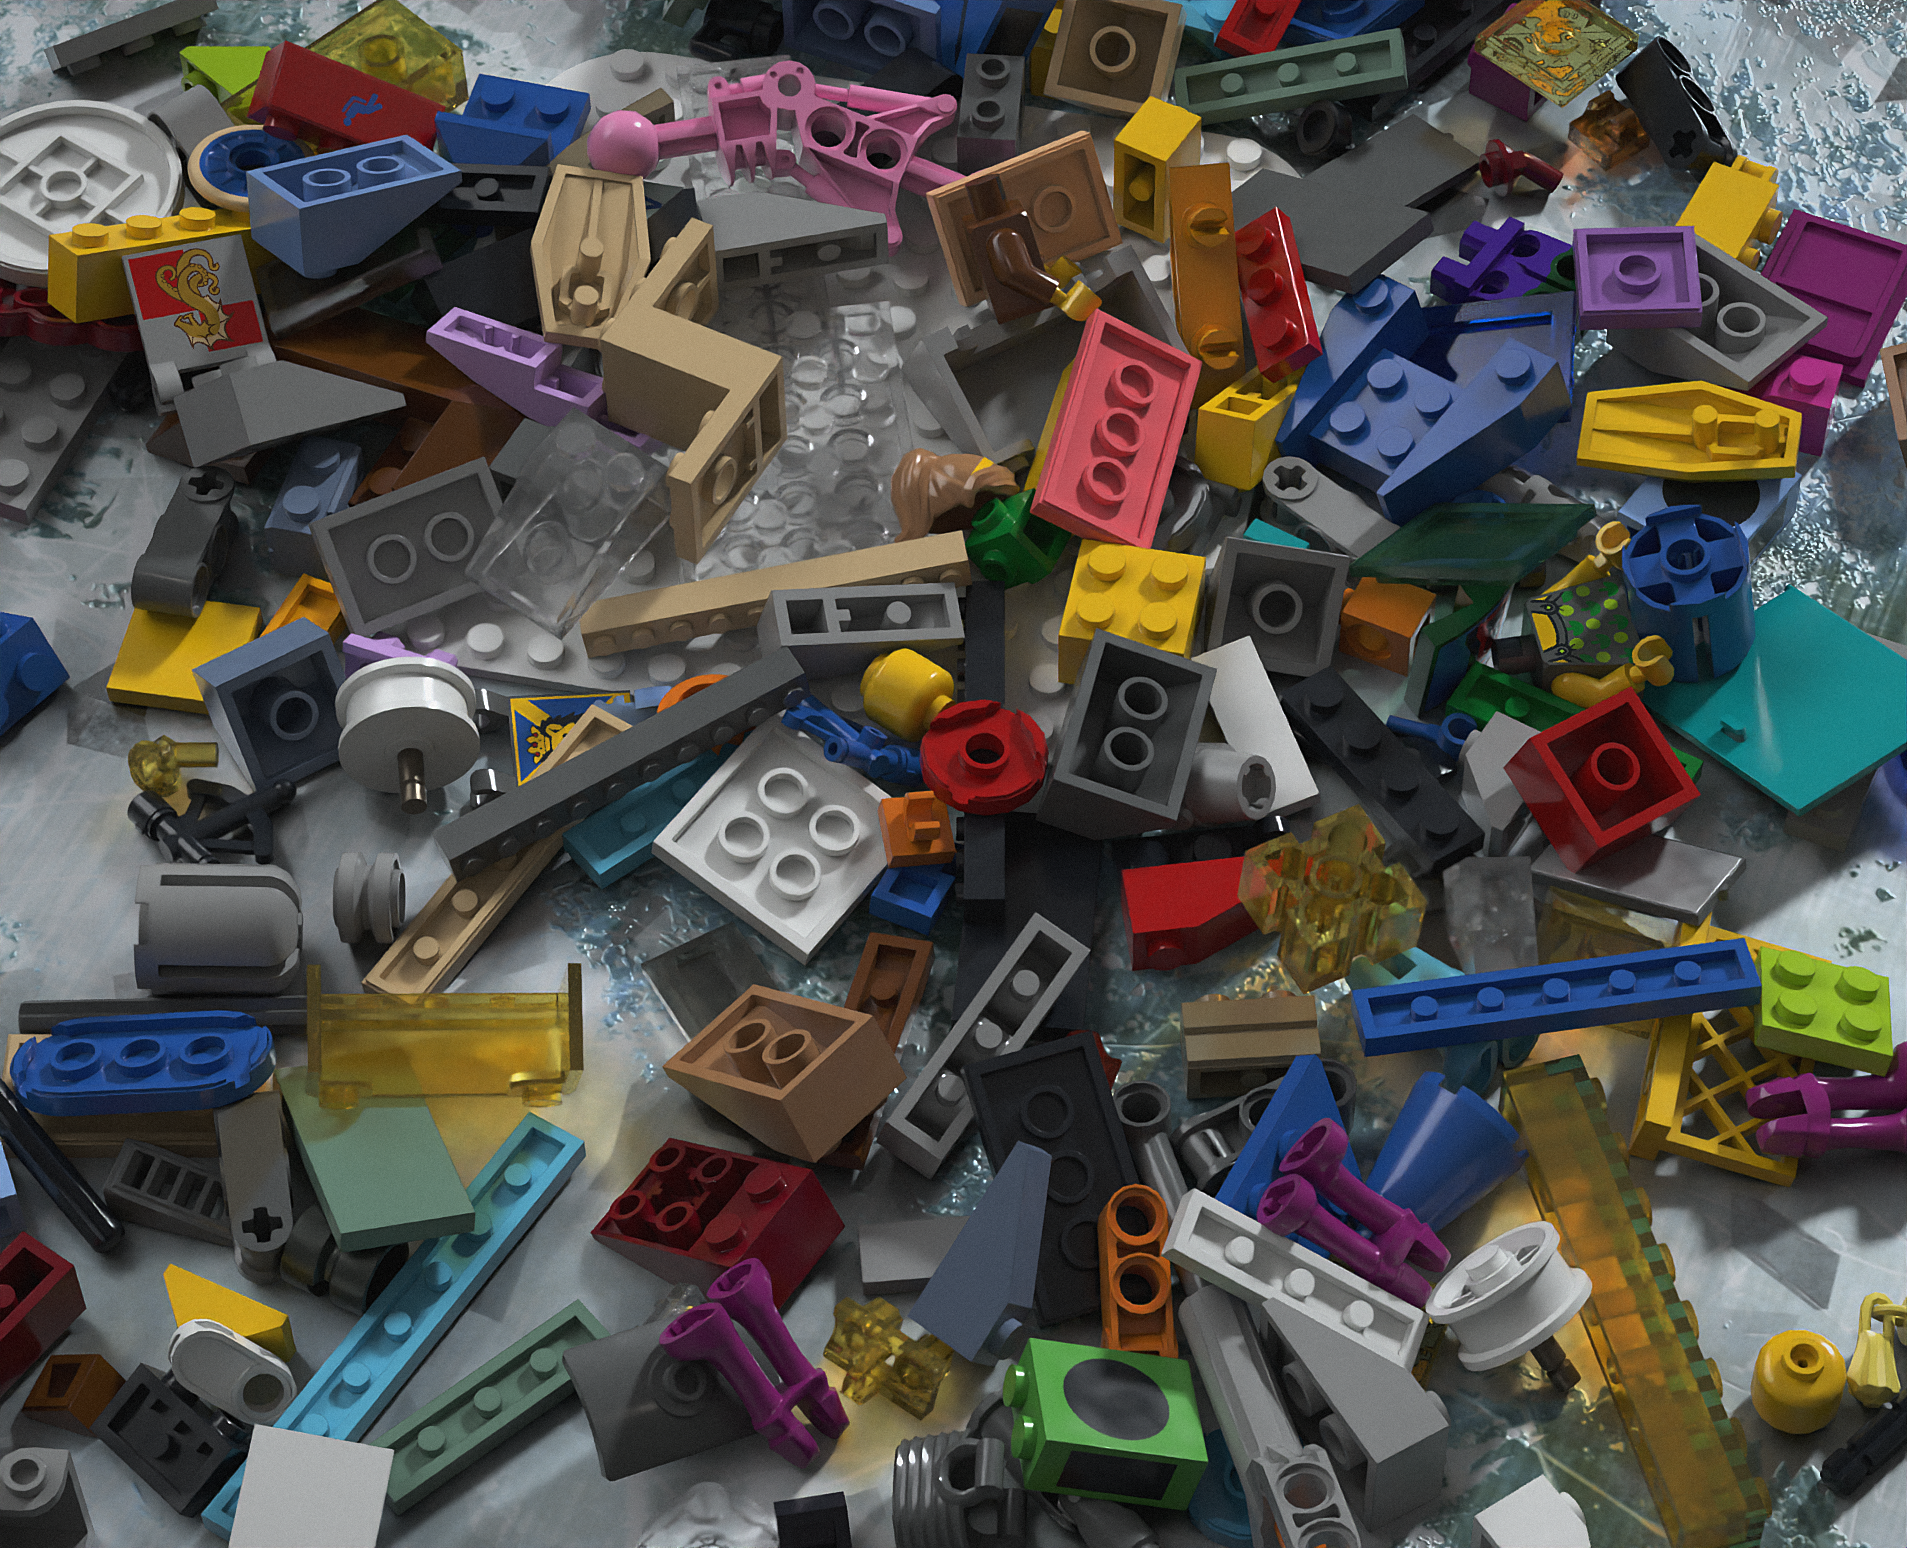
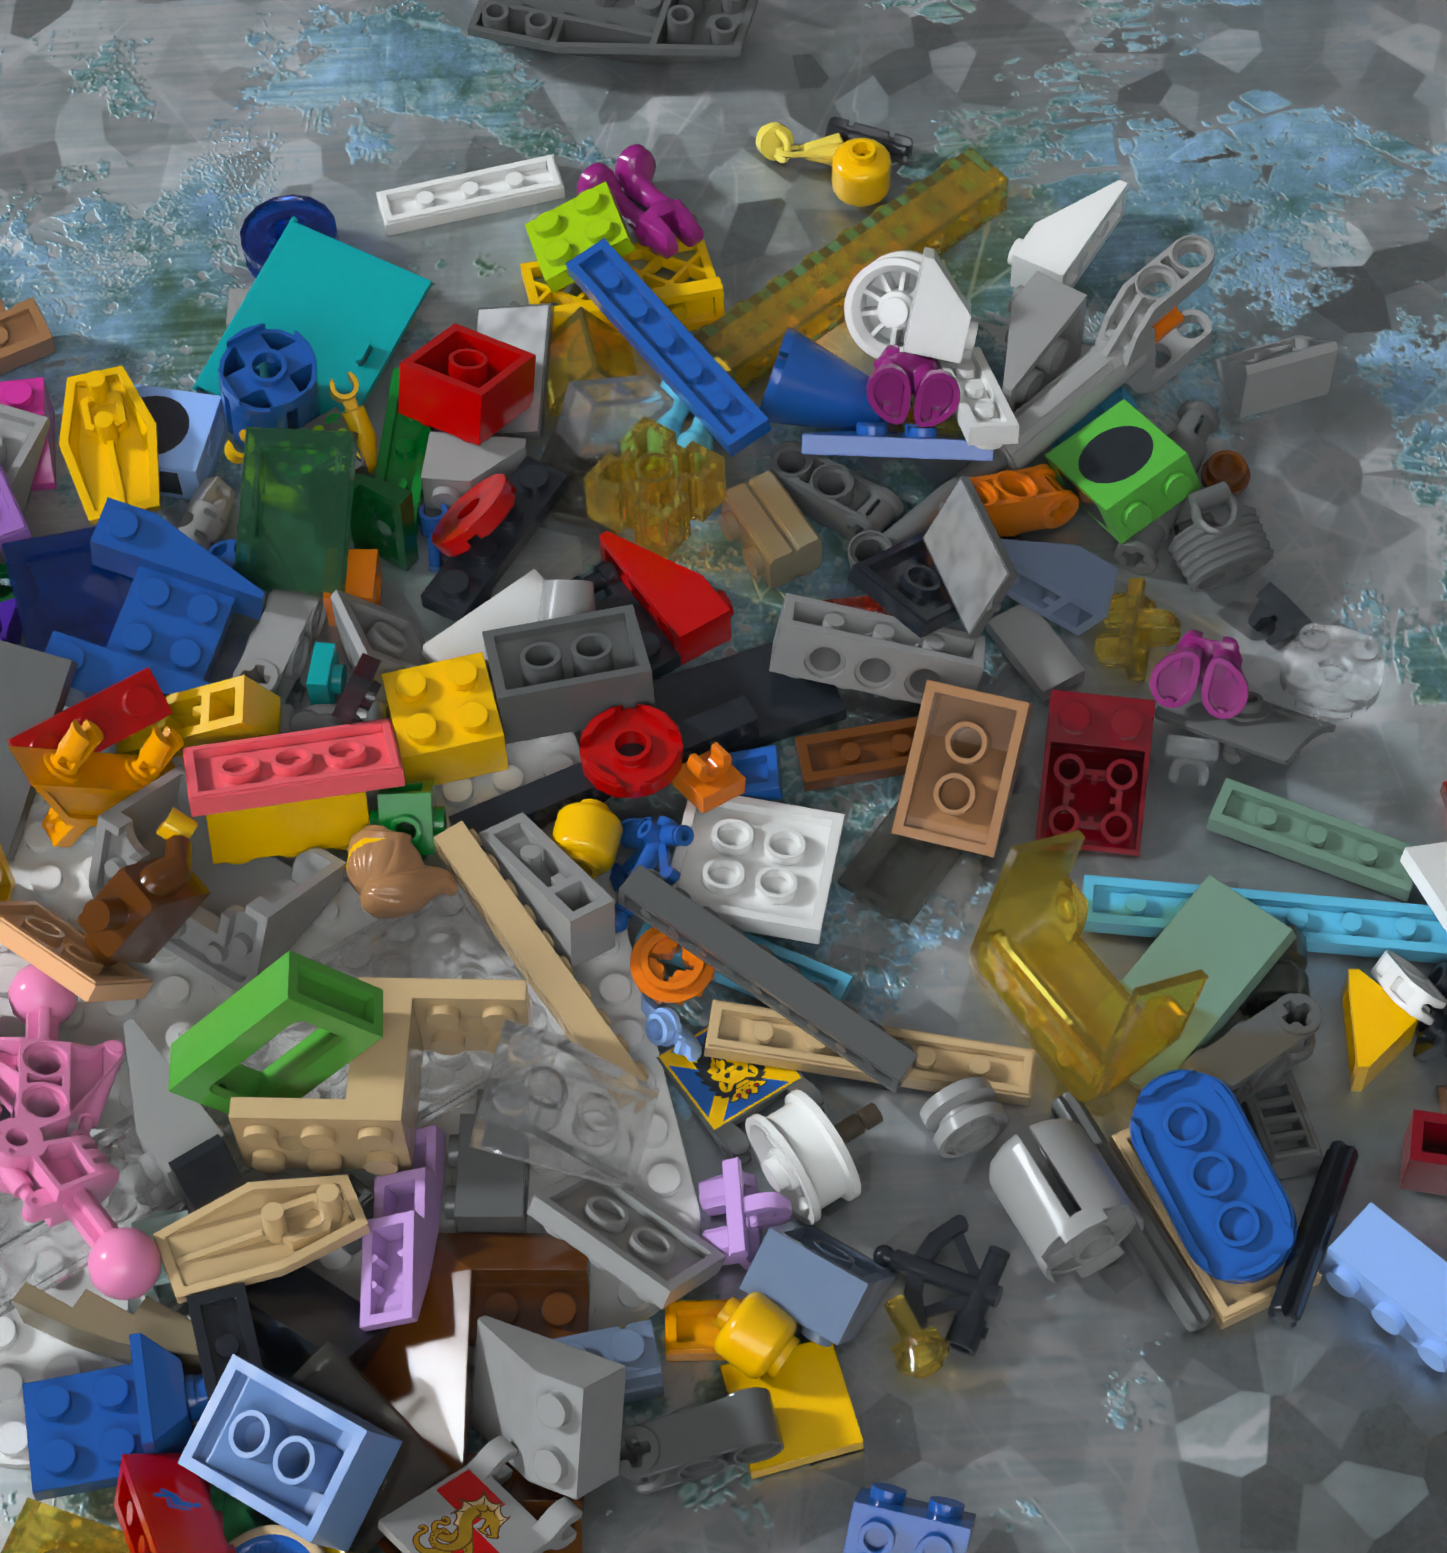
camera: 115 degrees left, 5 degrees up
(250, 612) = (755, 1335): none -> yellow head
(742, 301) = (289, 991): none -> bright green piece
(1022, 1133) = (970, 557): none -> flat silver piece
(1190, 525) = (360, 689): none -> black plate
(1402, 729) = (474, 513): none -> red tile
(1435, 1280) = (939, 314): none -> white slope

